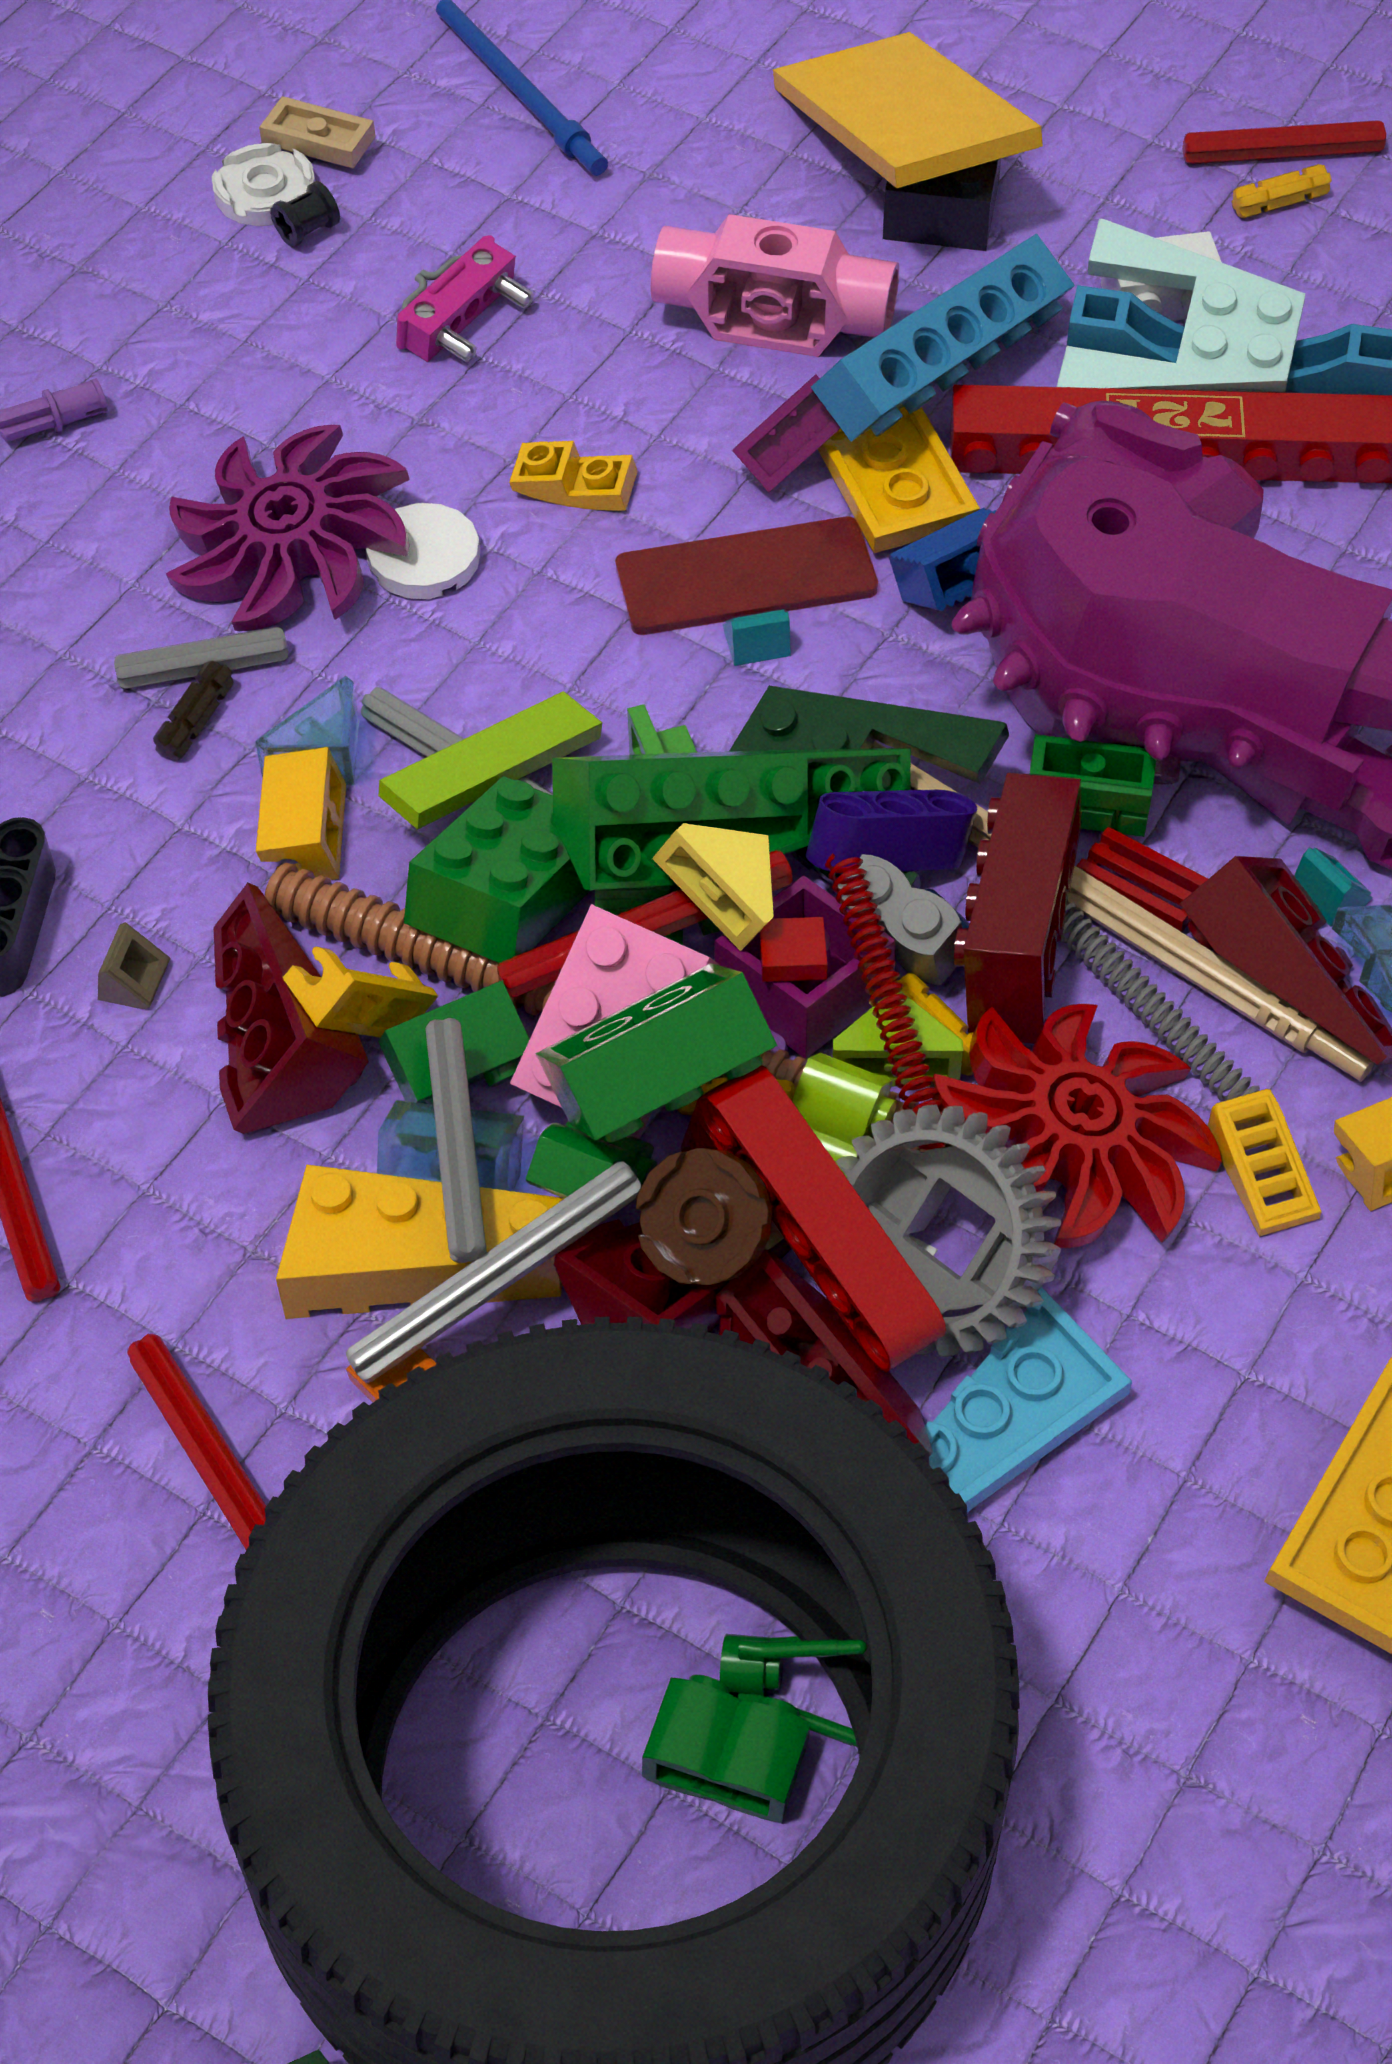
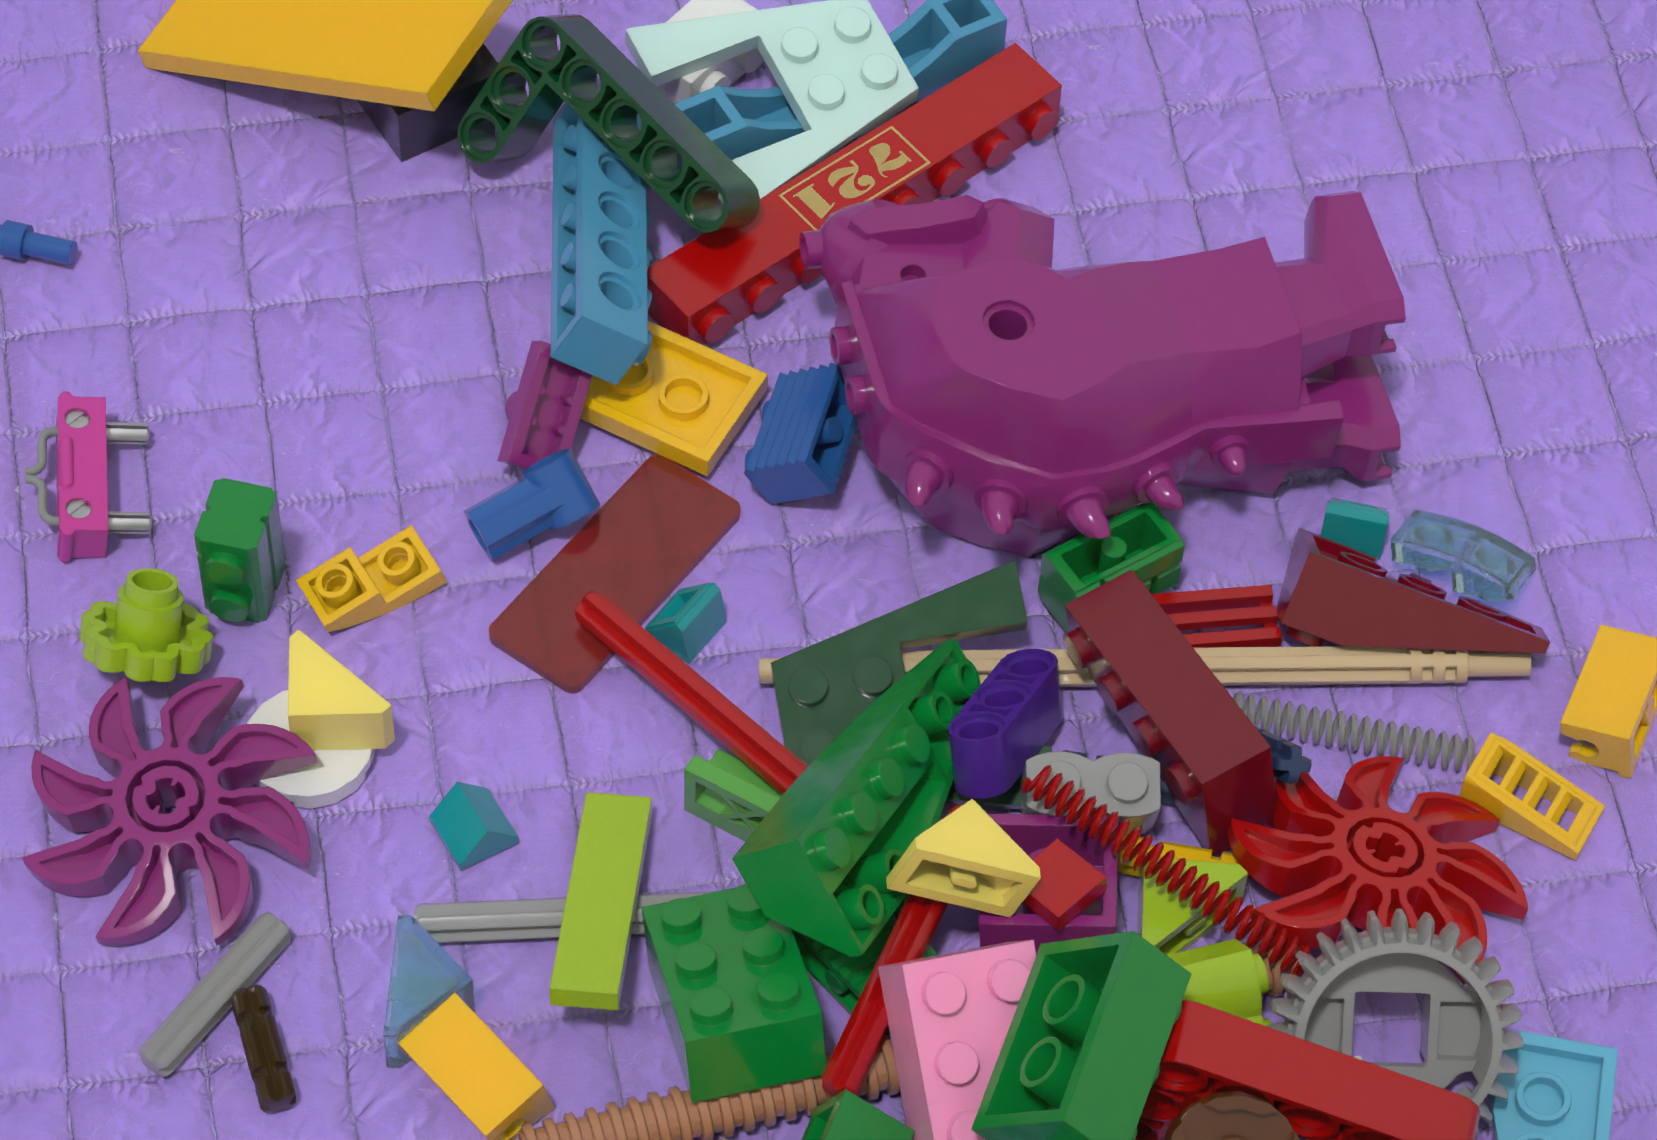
camera: 45 degrees left, 0 degrees up
(387, 407) = (146, 630): none -> lime plant
(441, 519) = (331, 704): none -> light yellow slope
(475, 665) = (472, 825): none -> teal slope
(490, 393) = (240, 550): none -> green brick
(699, 661) = (689, 691): none -> red axle
(739, 491) = (547, 496): none -> blue piece
(774, 284) = (385, 273): bright pink brick -> none
(1020, 223) = (611, 113): none -> dark green beam
(1073, 987) = (1286, 758): none -> dark blue axle

